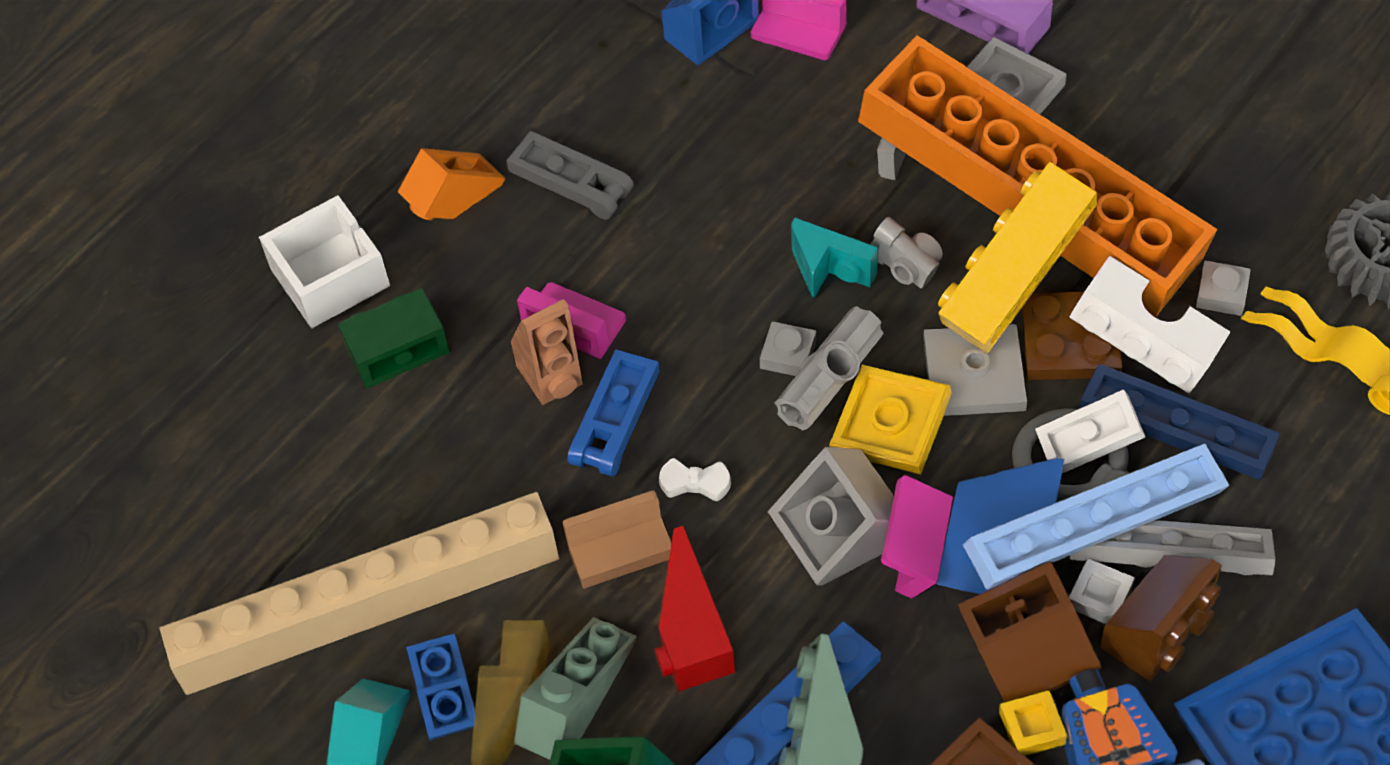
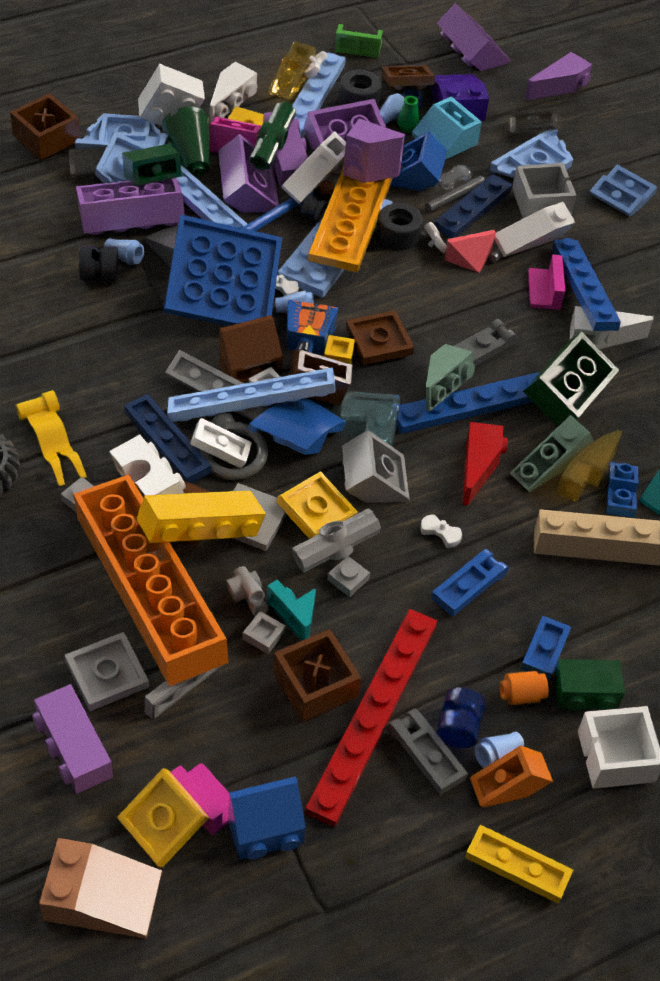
camera: 165 degrees left, 5 degrees down
(408, 104) = (519, 864): none -> yellow plate
(469, 366) = (546, 647): none -> blue plate
(478, 295) = (524, 687): none -> orange brick
(482, 210) = (495, 747): none -> light blue cone
(542, 215) = (461, 717): none -> clear blue wheel
(548, 353) = (502, 607): nougat slope -> none
(592, 322) = (470, 652): dark pink panel -> none
(617, 539) = (499, 515): medium nougat panel -> none
(657, 202) = (370, 719): none -> red plate
(747, 177) = (316, 675): none -> reddish brown brick
(851, 215) = (264, 632): none -> light grey plate
(895, 623) = (376, 409): none -> clear light blue plate
(916, 535) = (341, 435): dark pink panel -> none

